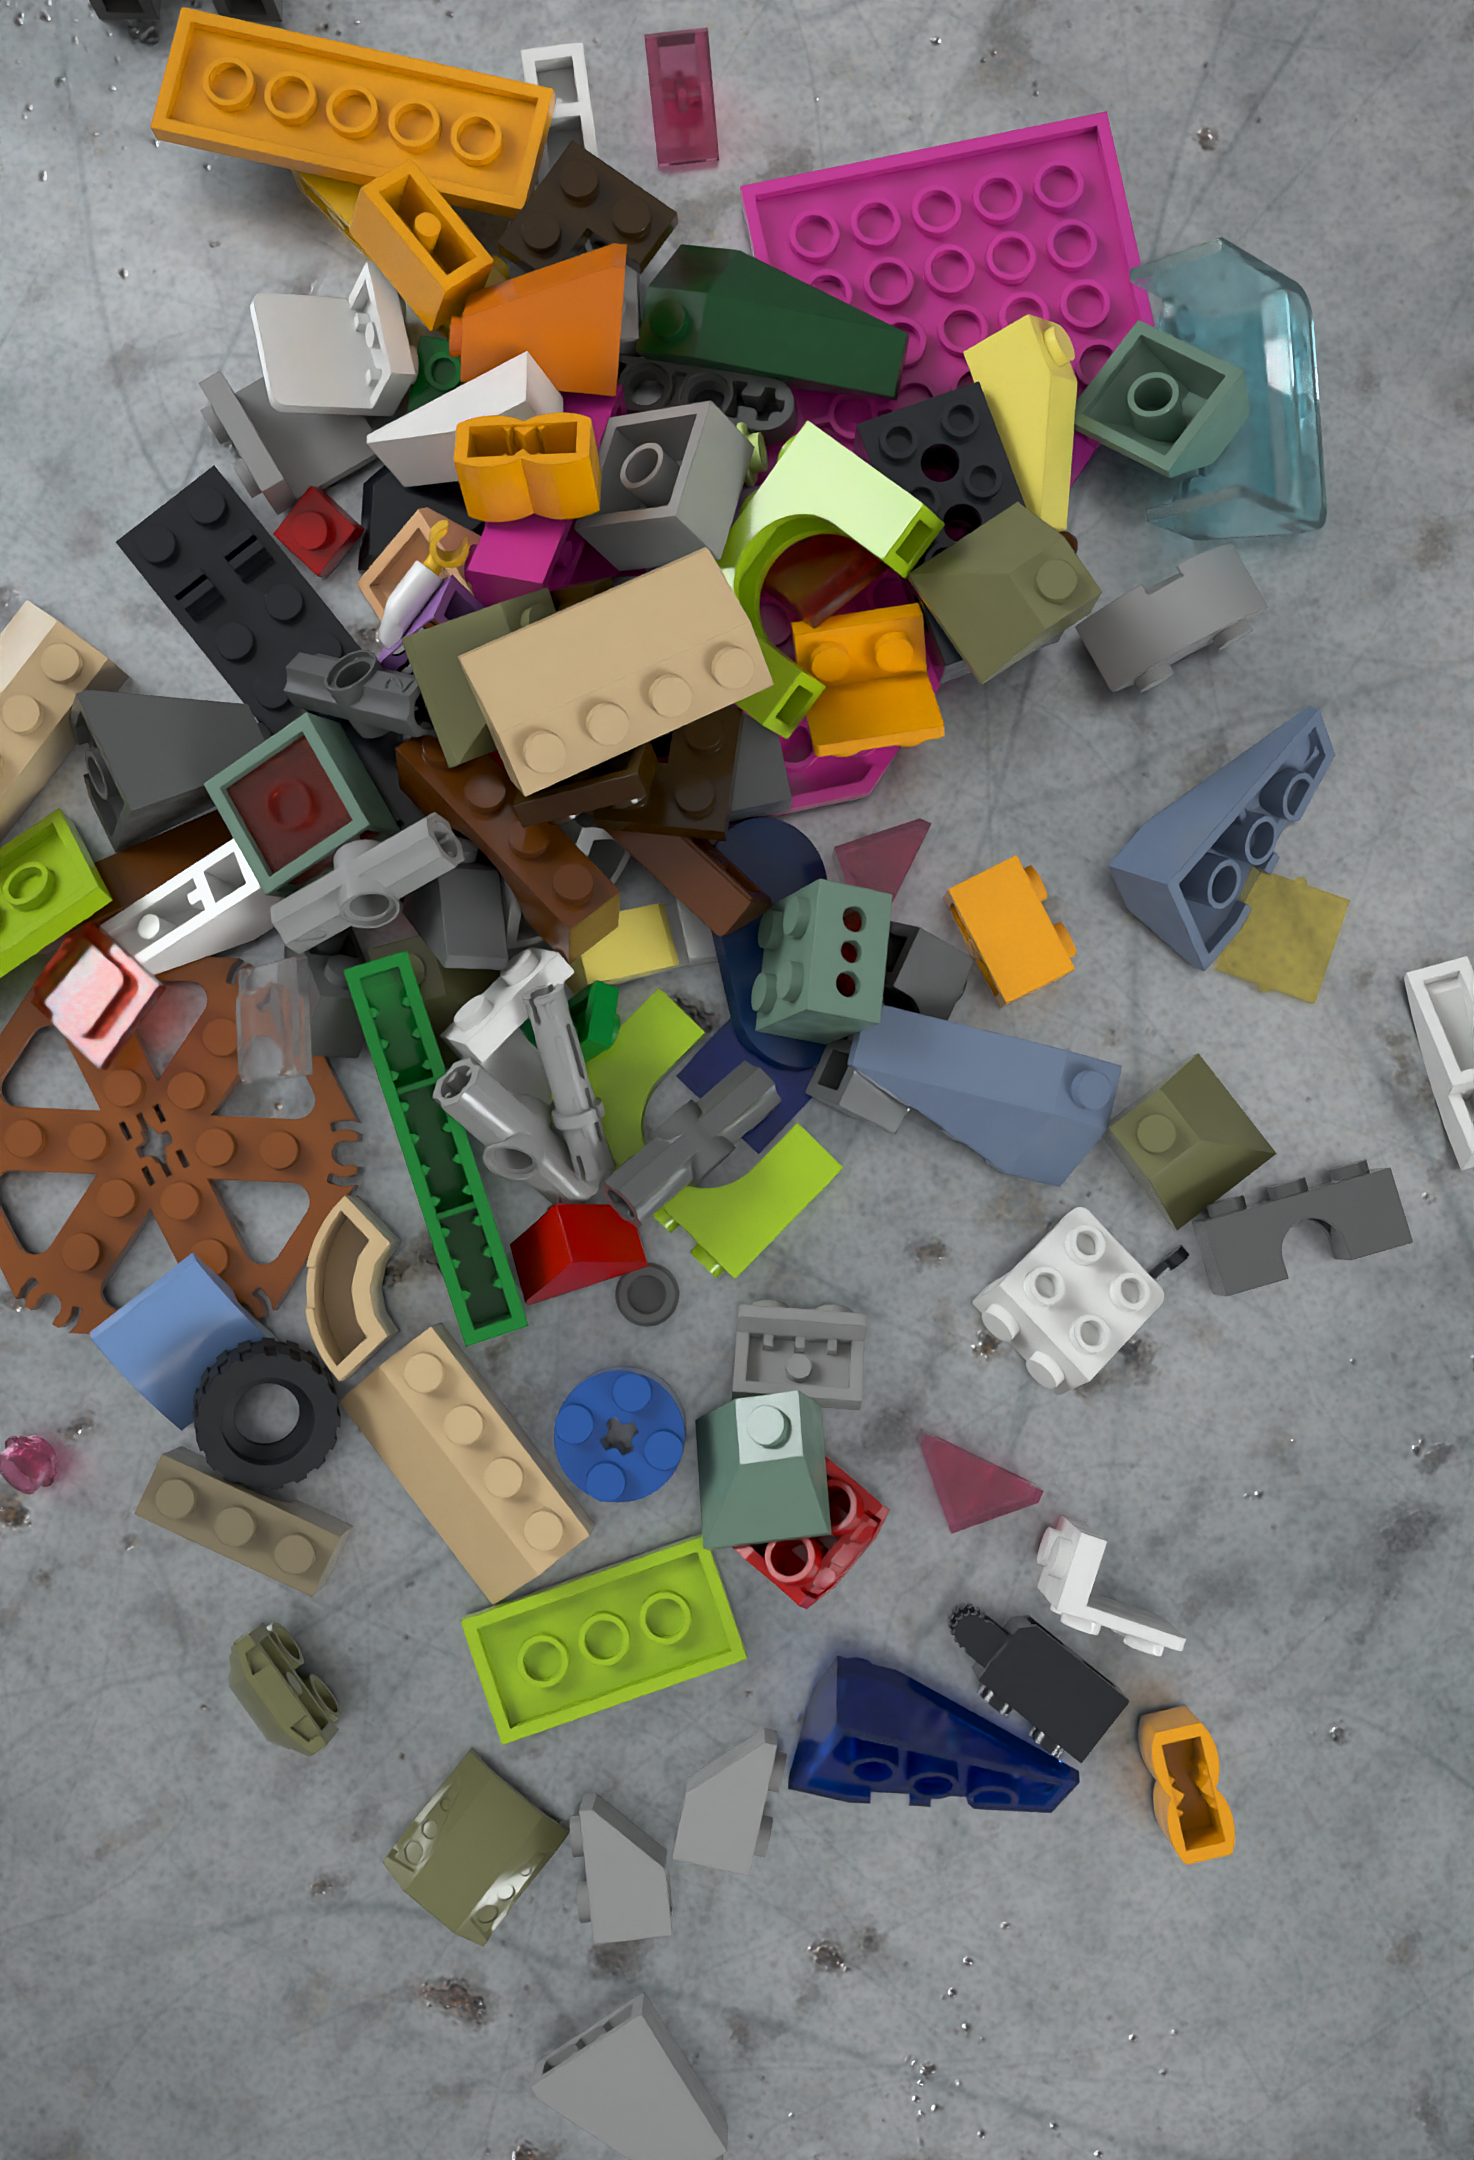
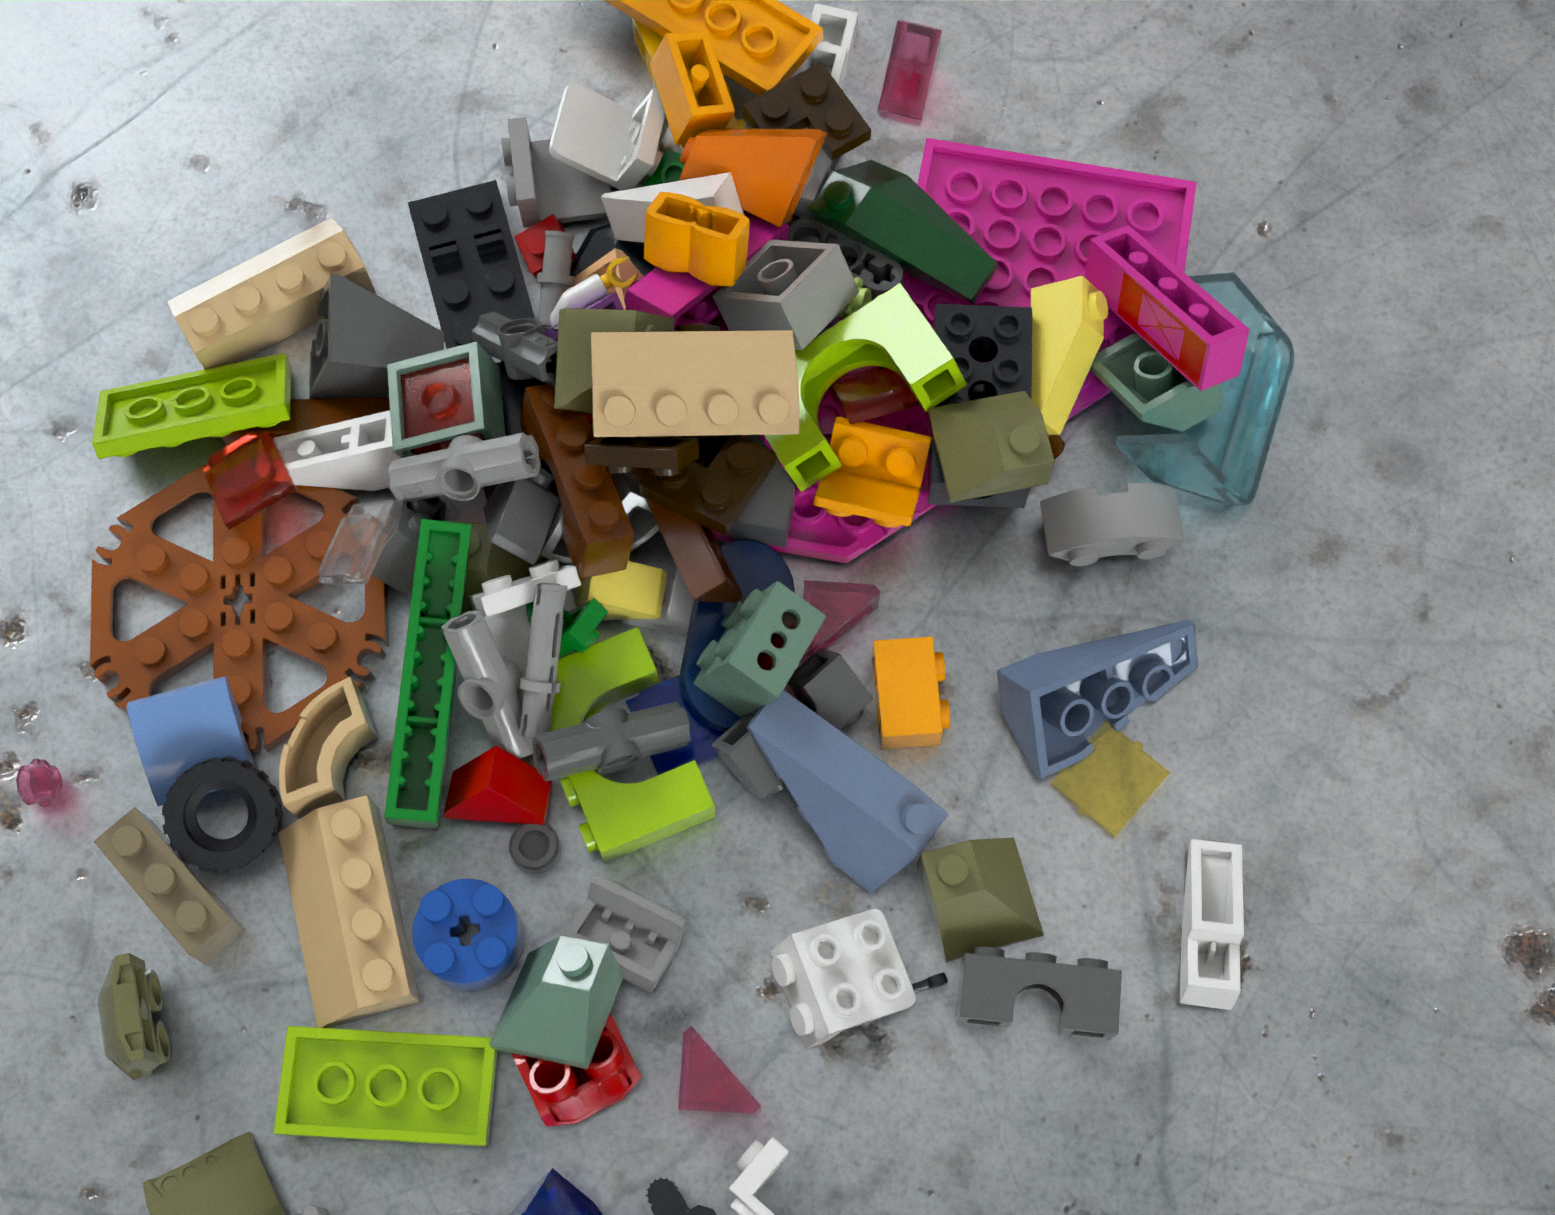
camera: 20 degrees right, 15 degrees down
(353, 572) = (555, 272): none -> light grey pin
(1147, 314) = (1167, 308): none -> dark pink brick

